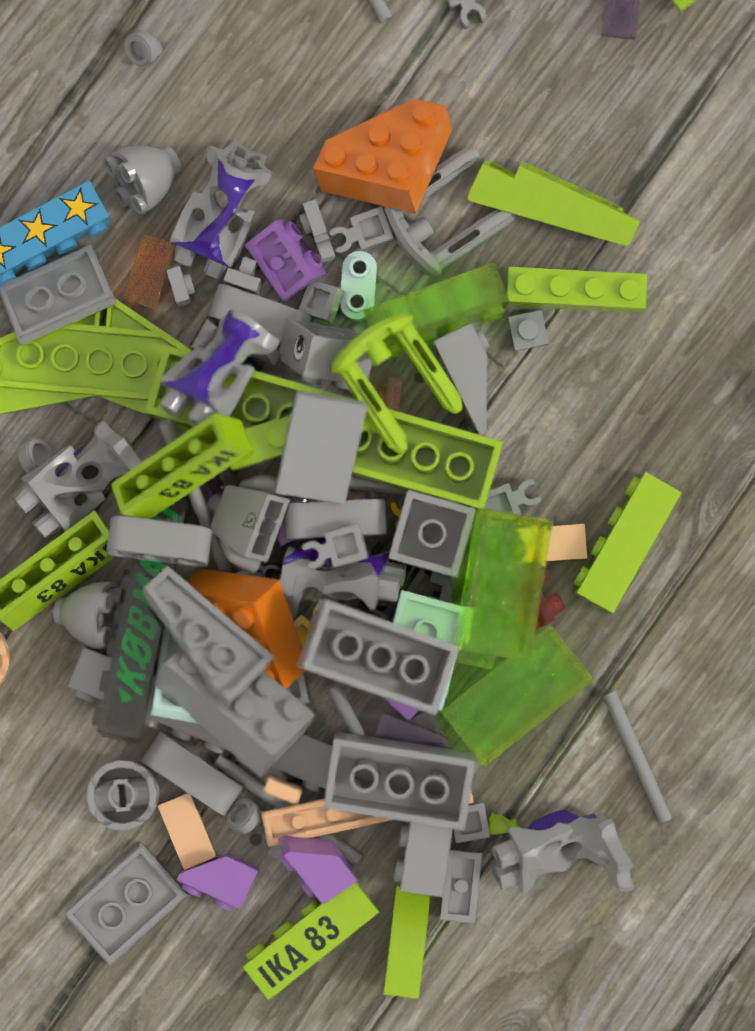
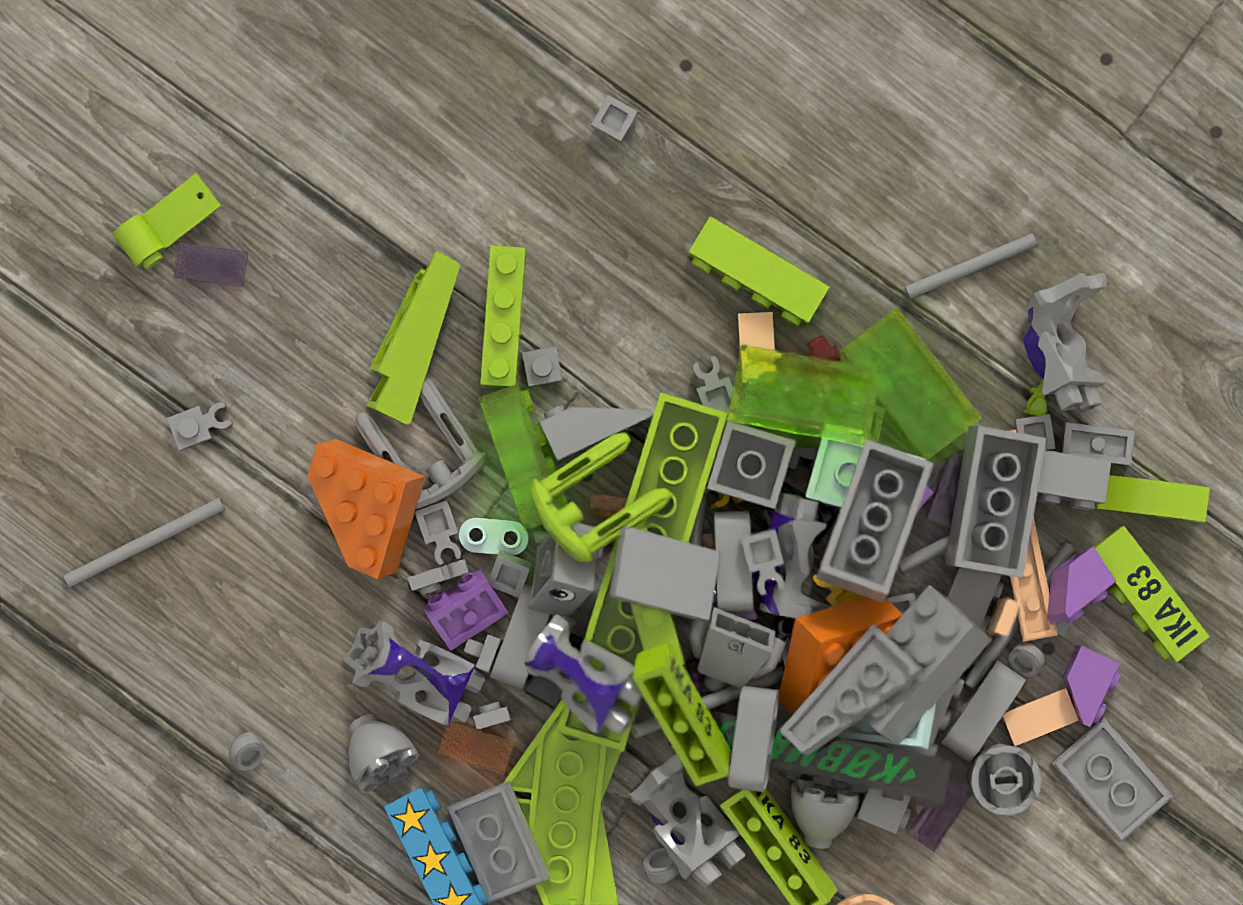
camera: 85 degrees left, 0 degrees up
(76, 723) = (934, 823): none -> clear purple plate

